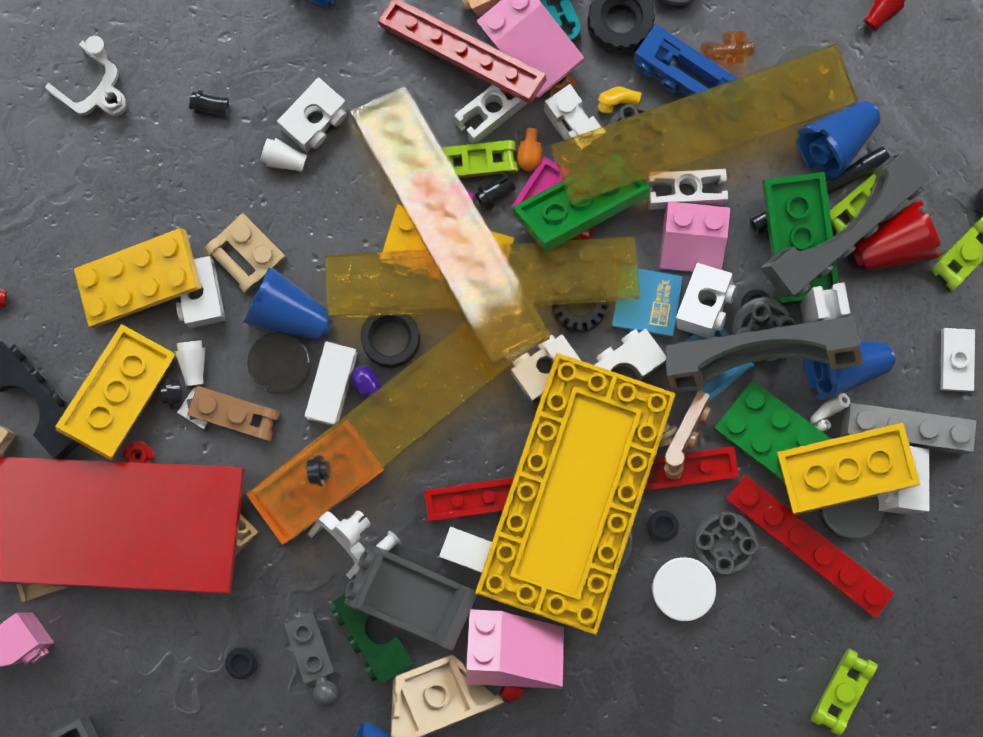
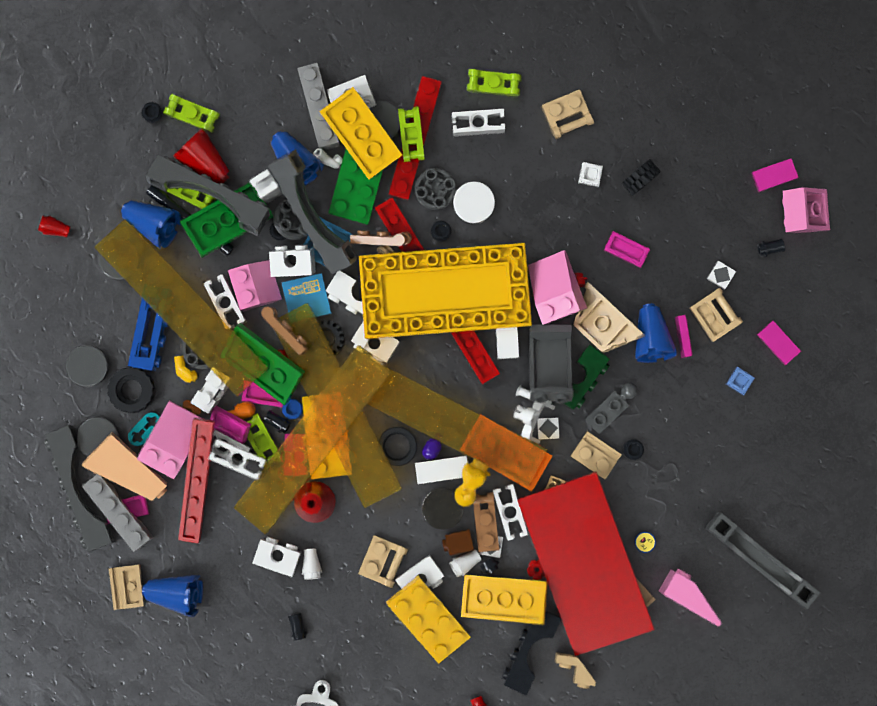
camera: 110 degrees left, 5 degrees up
(107, 622) = (644, 542): none -> light yellow tile
(223, 364) = (458, 542): none -> reddish brown brick
(224, 441) = (518, 516): none -> white piece
(257, 606) = (596, 455): none -> tan plate
(287, 309) = (407, 518): blue cone -> none
(298, 419) = (473, 478): none -> yellow animal
(318, 471) = (499, 451): black plate -> none
(323, 556) = (548, 428): none -> tile
(364, 197) = (323, 498): none -> red cone
(465, 99) = (246, 456): none -> white piece
(502, 220) = (292, 409): none -> blue tile
(517, 126) = (230, 424): none -> dark pink tile
(614, 247) = (284, 328): none -> medium nougat plate
(734, 48) = (122, 310): clear orange plate -> none
(809, 641) = (473, 130): none -> white piece
(817, 540) = (411, 134): none -> lime plate
(957, 359) = (261, 93): white plate -> none

